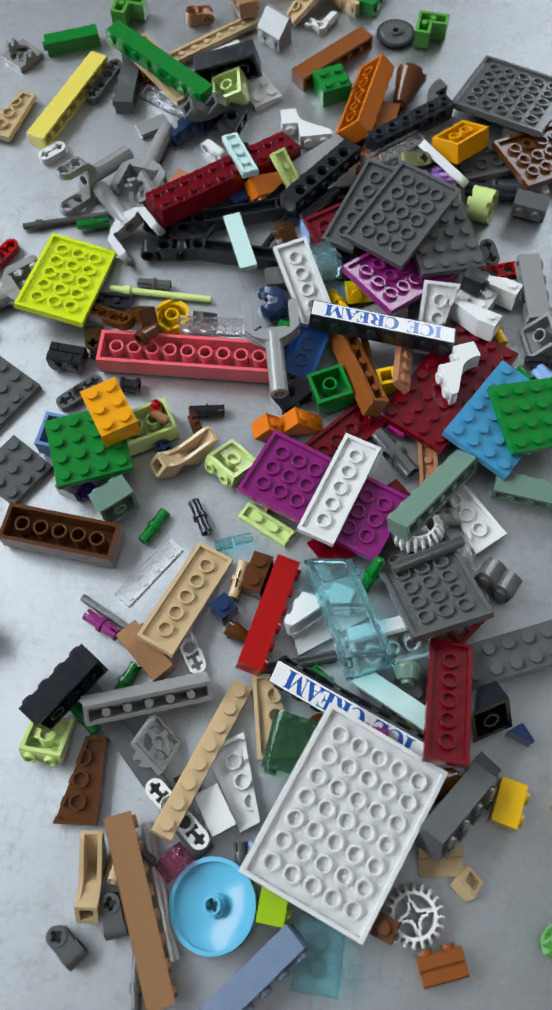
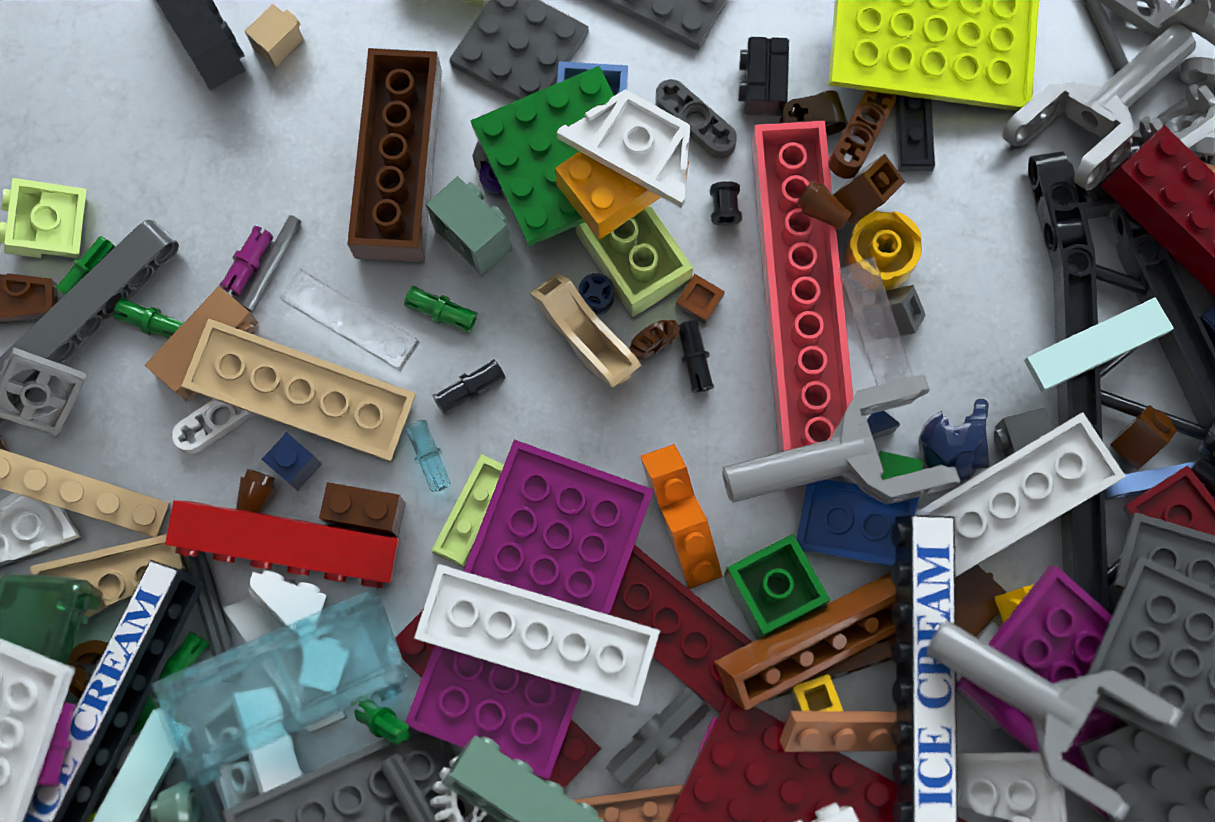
camera: 80 degrees right, 10 degrees up
(63, 688) = (101, 220): black brick -> none
(93, 223) = (1092, 49): green axle -> none
(100, 392) = (636, 143): none -> white wing
(127, 289) = (944, 153): yellowish green bar -> none
(146, 698) = (105, 360): light grey brick -> none
(154, 284) = (969, 198): dark grey axle -> none
(156, 412) = (649, 261): arm -> none
(178, 403) = (700, 298): none -> dark orange plate
(229, 462) = (585, 421): yellowish green plate -> none
(237, 579) = (352, 476): tan pin -> none
(301, 396) = (754, 532): black brick -> none
(327, 261) = (1081, 531): clear light blue brick -> none
(335, 298) = (996, 577): yellow axle -> none
(406, 271) = (1054, 707): none -> light grey piece

